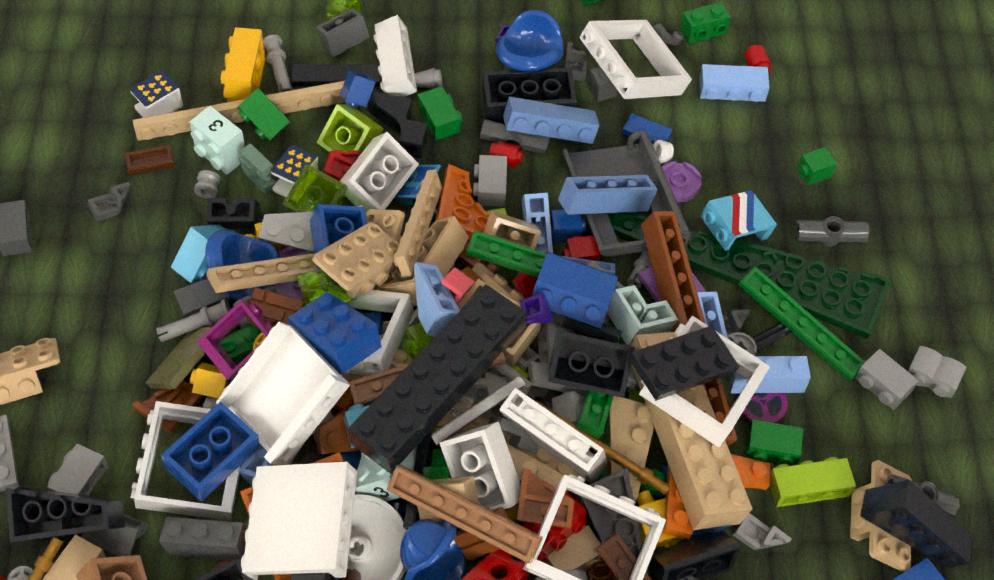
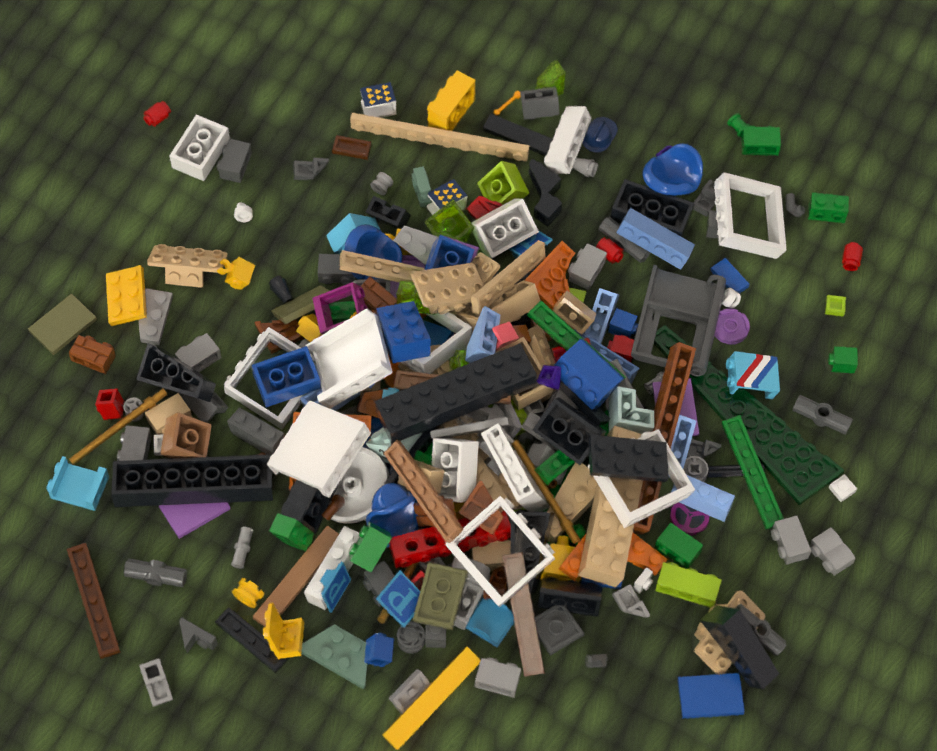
camera: 30 degrees right, 5 degrees up
(53, 283) = (243, 213): none -> white tile
(82, 354) = (238, 272): none -> yellow brick
(144, 351) = (281, 288): none -> black cone
(206, 317) = (330, 282): light grey pin -> none
(217, 139) = (403, 152): light aqua brick -> none
(262, 114) = (445, 146): green brick -> none
(276, 58) = (481, 103): light grey pin -> none
(310, 36) = (516, 96): none -> light orange hinge
(357, 89) = (523, 154): blue brick -> none
(424, 42) = (600, 134): none -> dark blue piece
(439, 113) = (577, 197): green brick -> none
(607, 194) = (660, 314): medium blue brick -> none
(733, 82) = (820, 266): light blue brick -> none
(761, 501) = (644, 581): none -> white plate
(770, 116) = (835, 305): none -> lime tile
(899, 300) = (842, 488): none -> white plate

